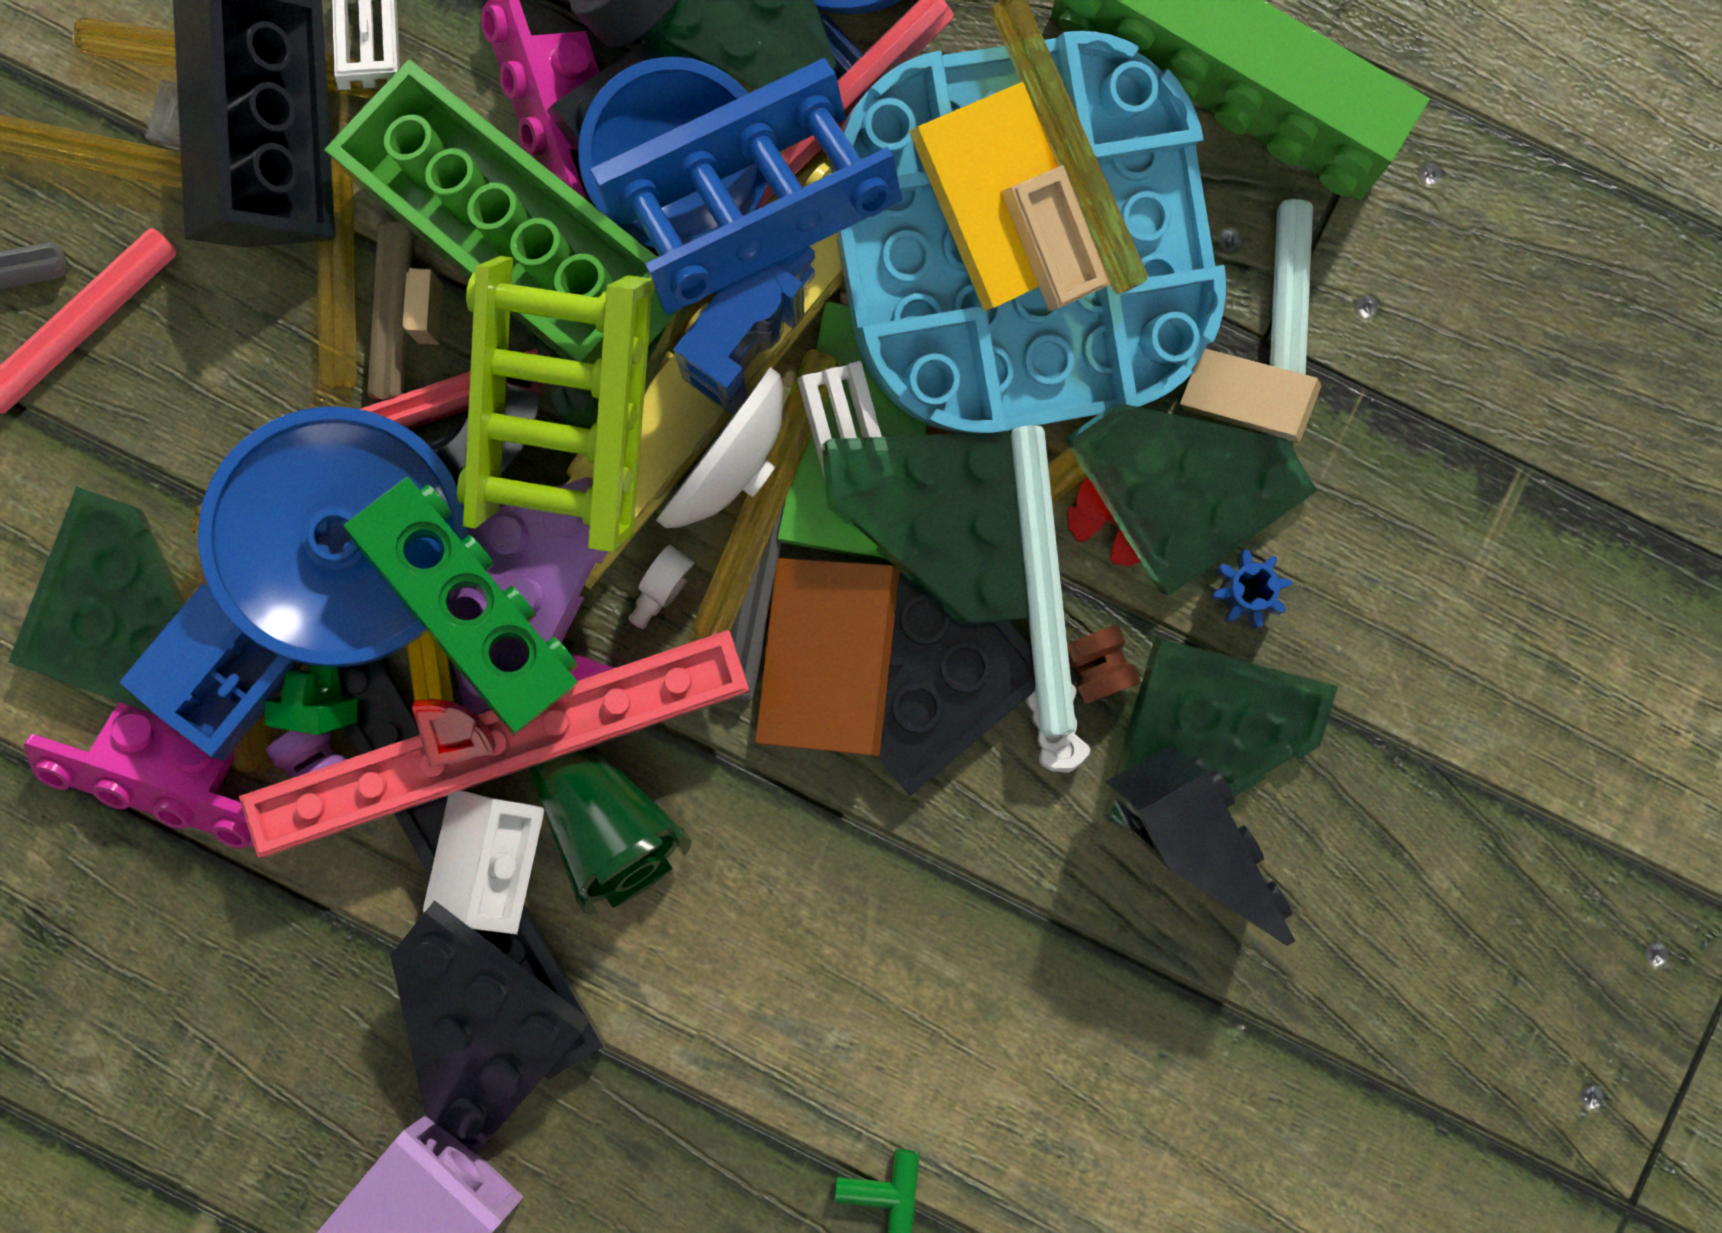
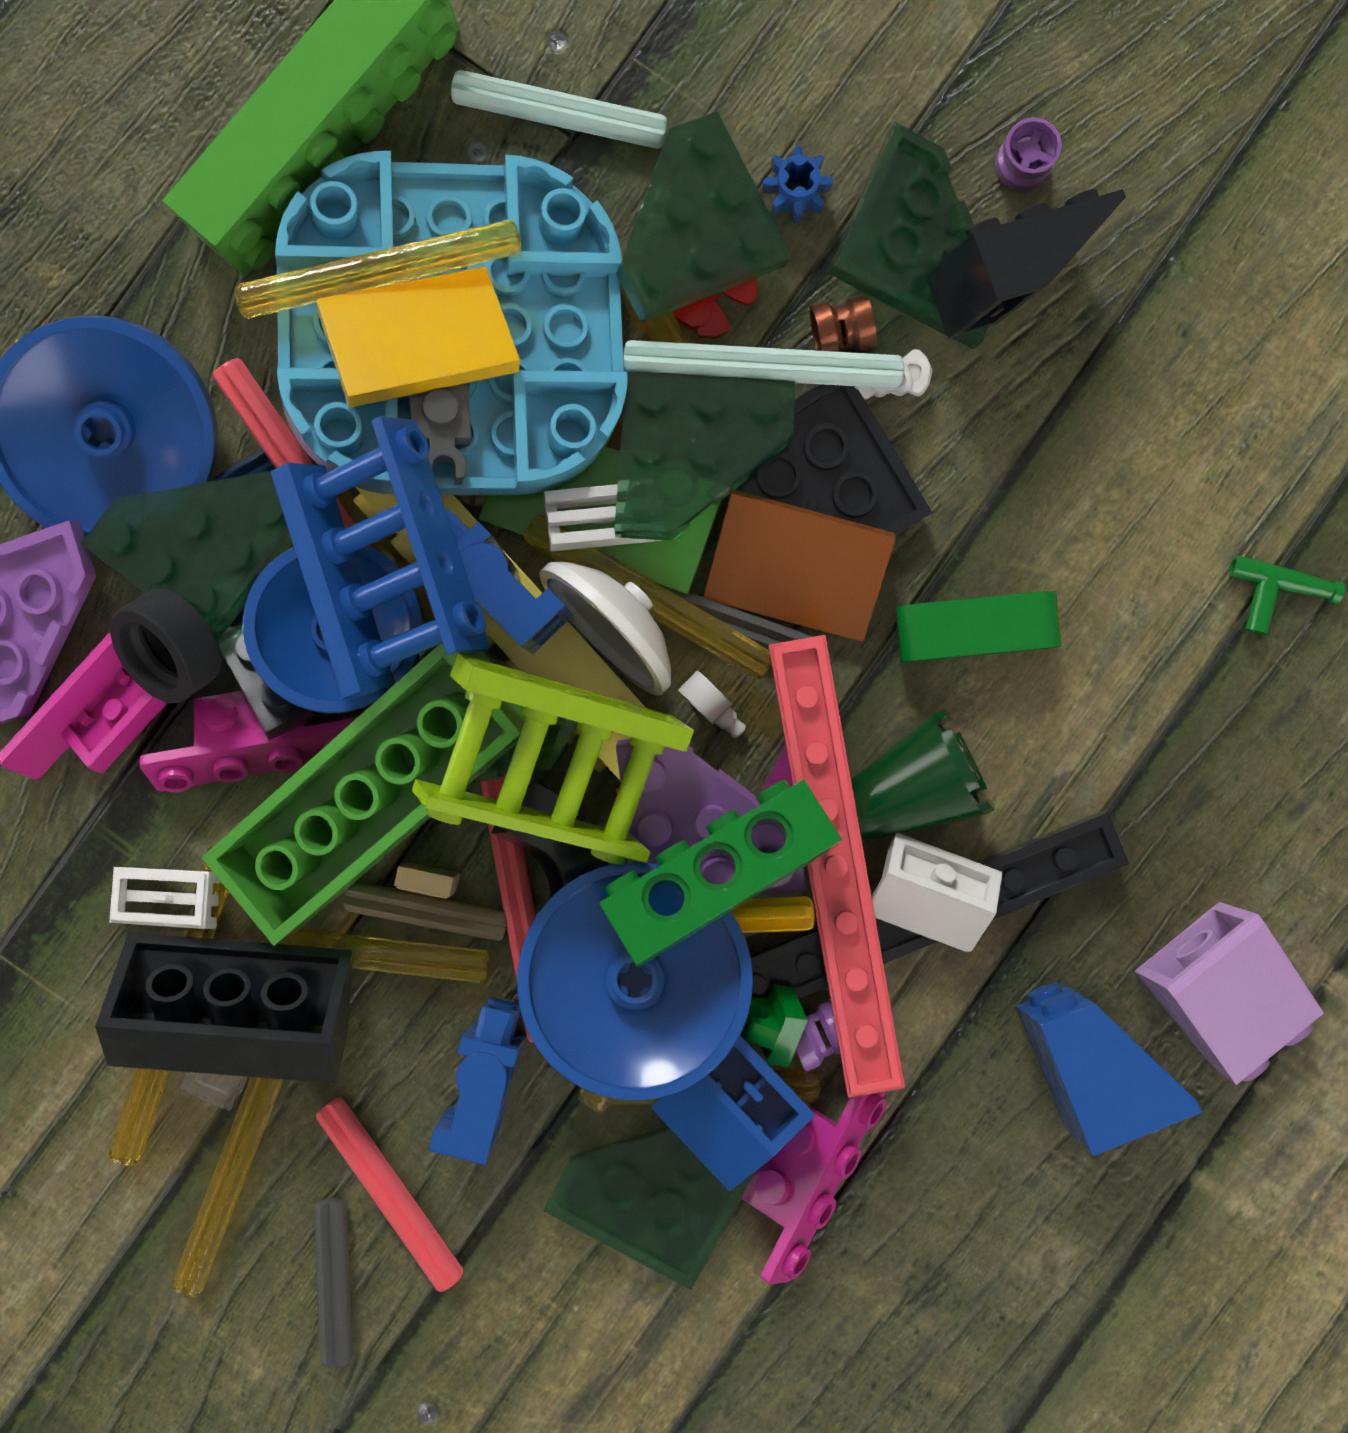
camera: 80 degrees left, 5 degrees up
(200, 396) = (483, 1083): none -> blue hips
(306, 1080) = (1099, 1074): none -> blue slope
(450, 732) = (824, 900): red tile -> none
(475, 1025) = (1077, 916): black plate -> none
(790, 869) = (978, 626): none -> green beam
(914, 235) = (445, 422): none -> dark grey plate
(1055, 238) = (464, 295): tan tile -> none
(1251, 394) = (624, 152): tan tile -> none
(1342, 843) = (1036, 144): none -> medium lavender wheel

